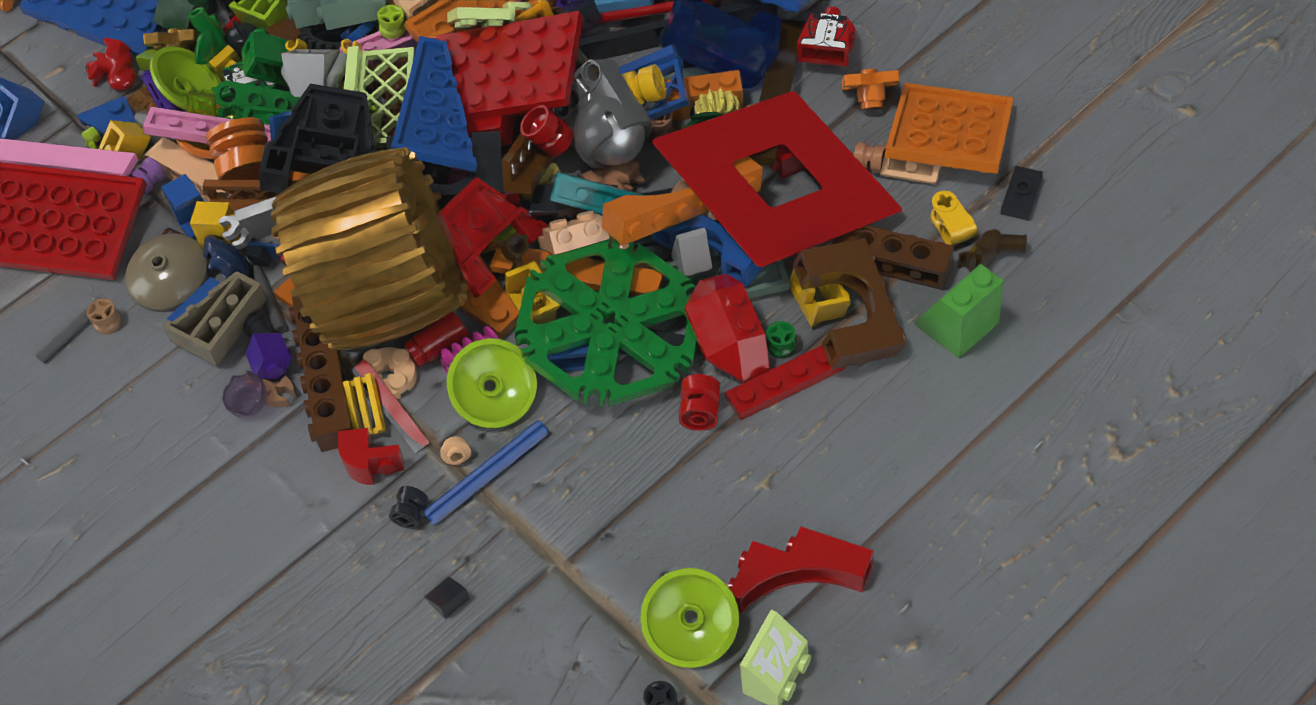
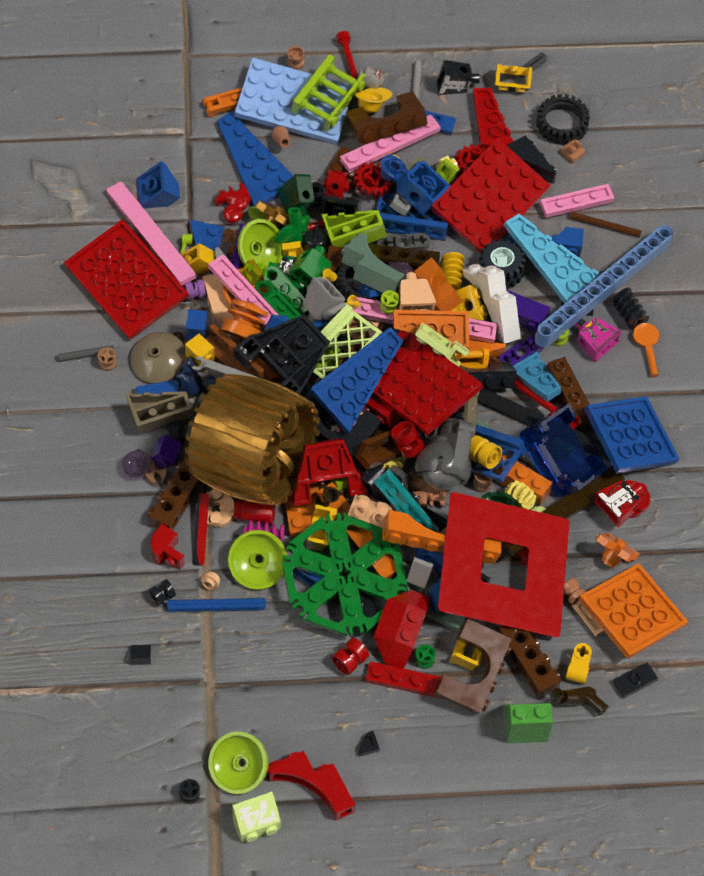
camera: 30 degrees right, 5 degrees up
(358, 383) = (185, 517): yellow tile -> none
(813, 479) = (368, 744): none -> black tile

